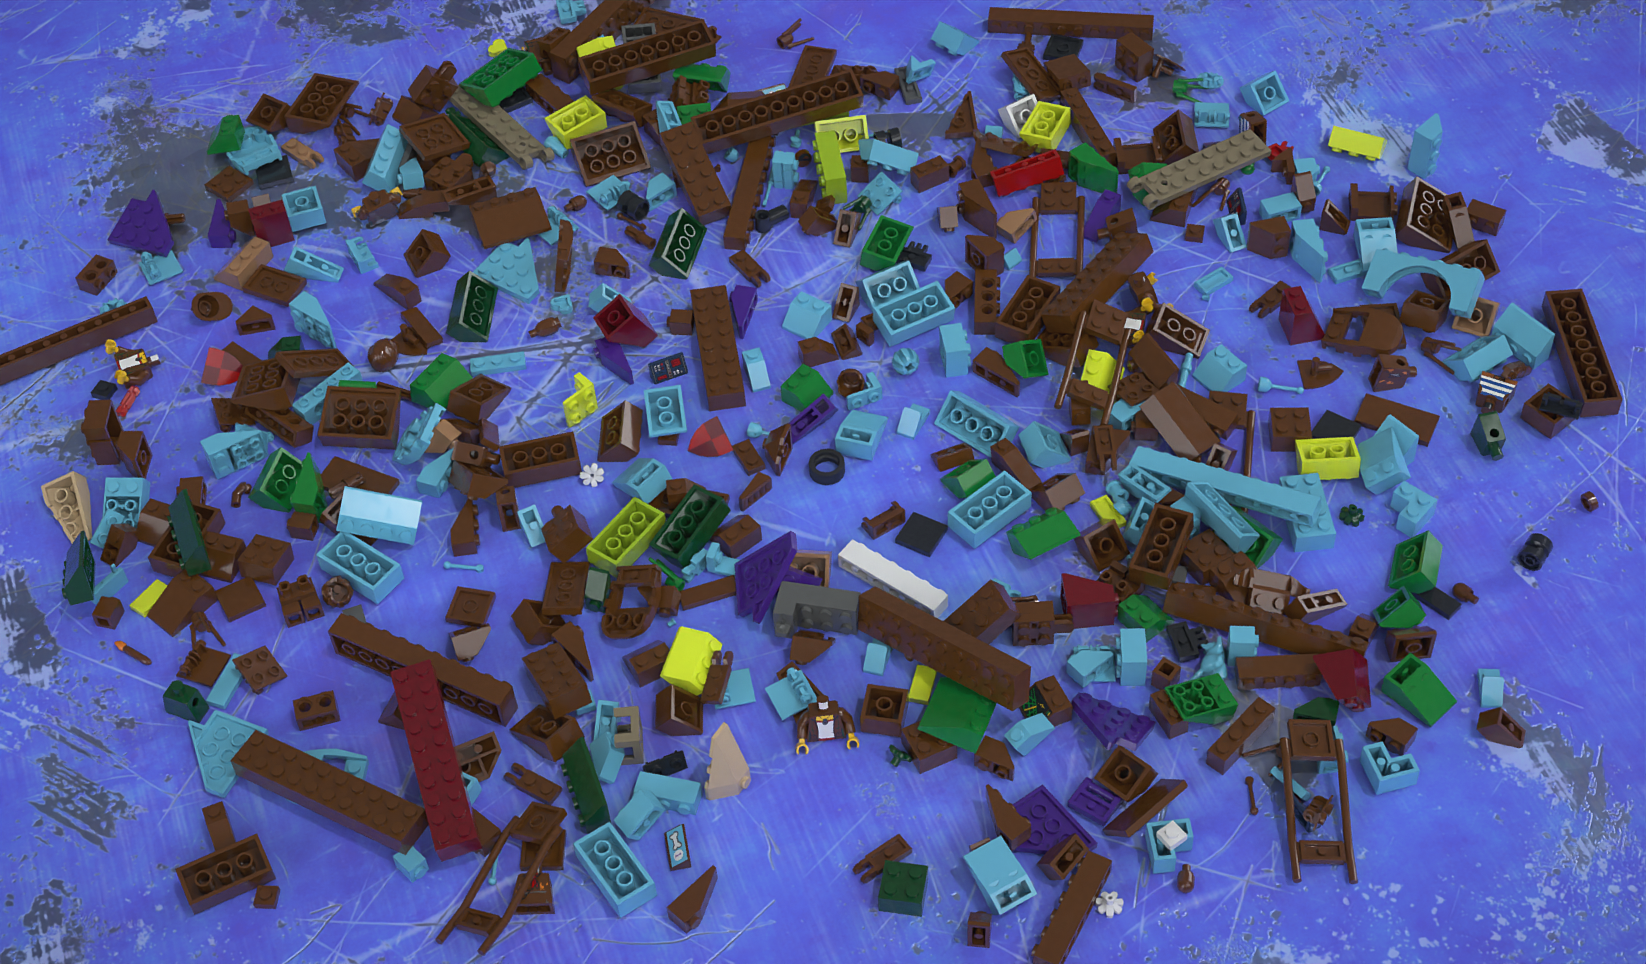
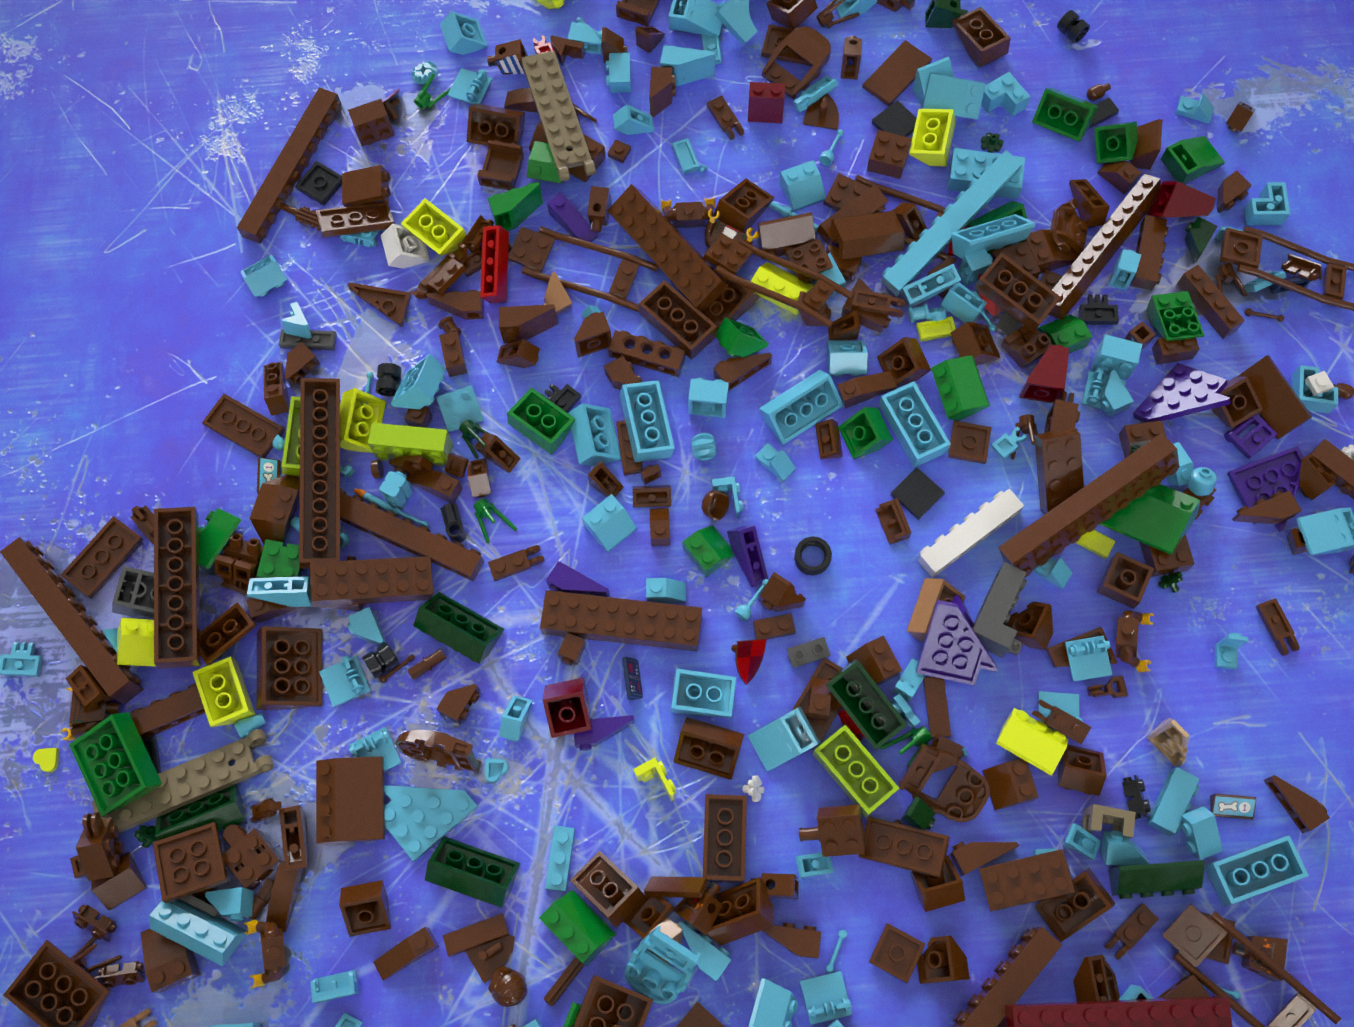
camera: 75 degrees left, 20 degrees up
(420, 566) = (826, 997): none -> medium azure hinge
(546, 327) = (526, 794): reddish brown plant -> none
(576, 203) = (348, 722): reddish brown cylinder -> none
(729, 481) = (808, 652): none -> dark grey hinge
(755, 490) = (821, 627): reddish brown slope -> none
(762, 713) = (1096, 692): none -> reddish brown piece
(785, 40) = (183, 440): reddish brown plant -> none
(789, 234) = (484, 510): none -> green plant
(811, 172) = (410, 463): none -> reddish brown slope
(839, 818) = (1227, 651): none -> medium azure bracket
(860, 434) = (781, 511): medium azure slope -> none
(903, 888) = (1317, 616): dark green brick -> none
(991, 561) = (969, 442): none -> reddish brown plate
(995, 130) = (413, 279): medium azure slope -> none
(1010, 744) = (1202, 481): none -> medium azure head
(1087, 125) = (447, 194): reddish brown brick -> none
(1115, 87) = (400, 154): reddish brown hinge -> none
(1213, 660) = (1131, 297): medium azure animal -> none
(1237, 205) = (602, 105): slope -> none
(1332, 356) = (814, 92): none -> medium azure hinge
(1474, 473) = (981, 36): none -> slope

